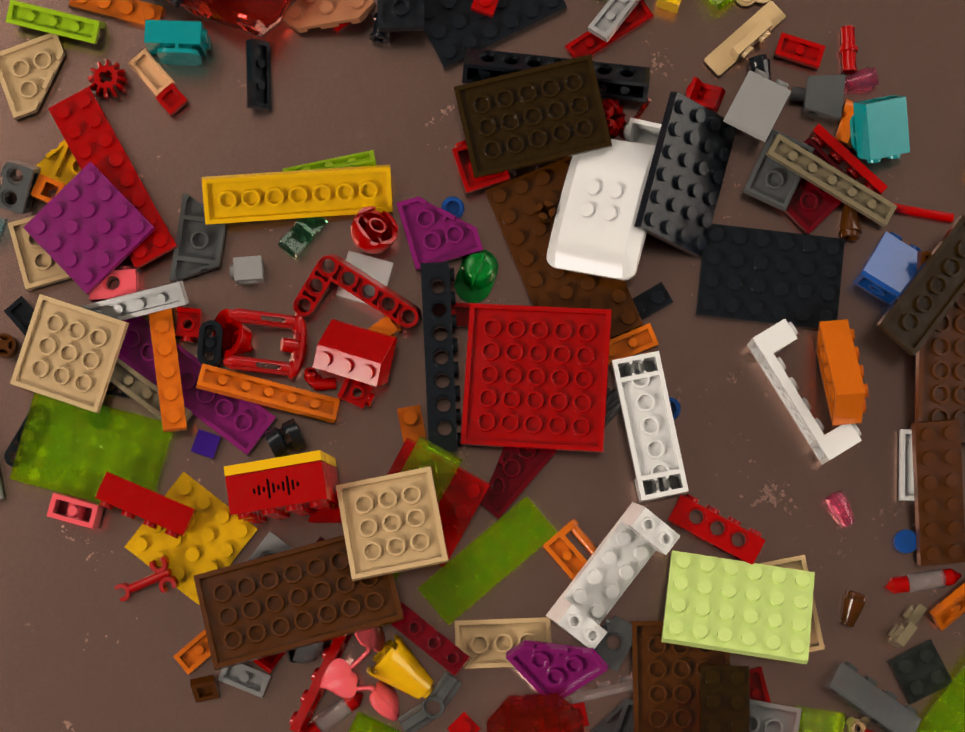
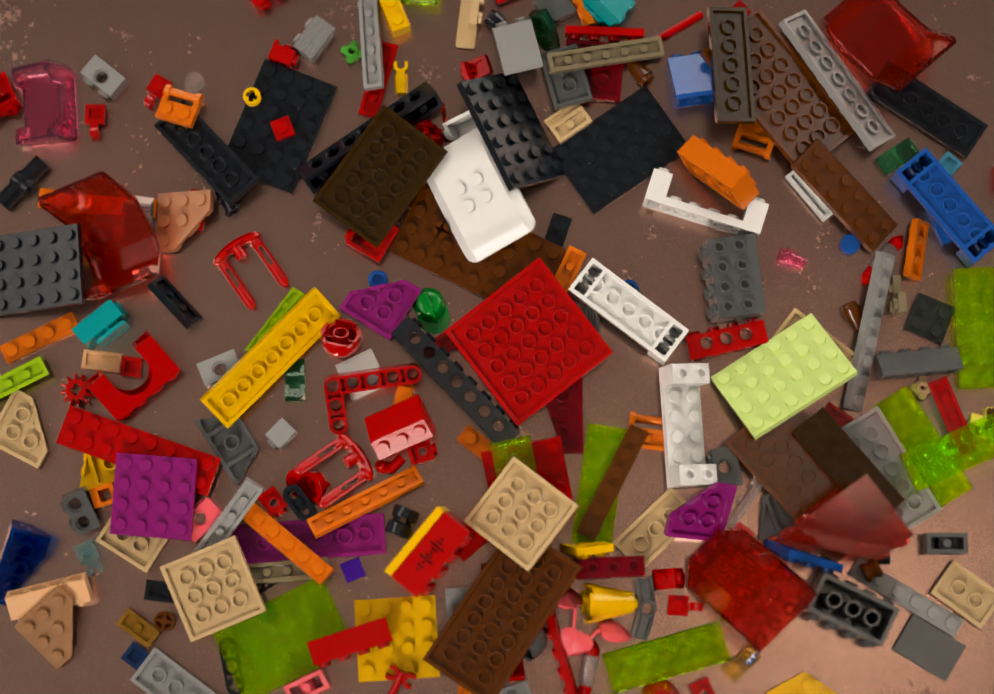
camera: 40 degrees left, 0 degrees up
(135, 122) = (122, 402): none -> red arch
(236, 158) = (209, 367): none -> light grey brick
(353, 74) = (237, 248): none -> red piece
(425, 606) = (583, 549): none -> yellow wing
(476, 697) = (668, 578): none -> red bracket
(500, 567) = (612, 482): none -> reddish brown plate
(629, 48) = (401, 79): none -> yellow bar
(745, 212) = (568, 122): none -> tan plate
(769, 479) = (732, 278): none -> dark grey brick
(797, 114) = (547, 32): none -> clear green slope
(854, 634) = (869, 330): none -> light grey plate
(905, 364) = (754, 133): none -> orange plate

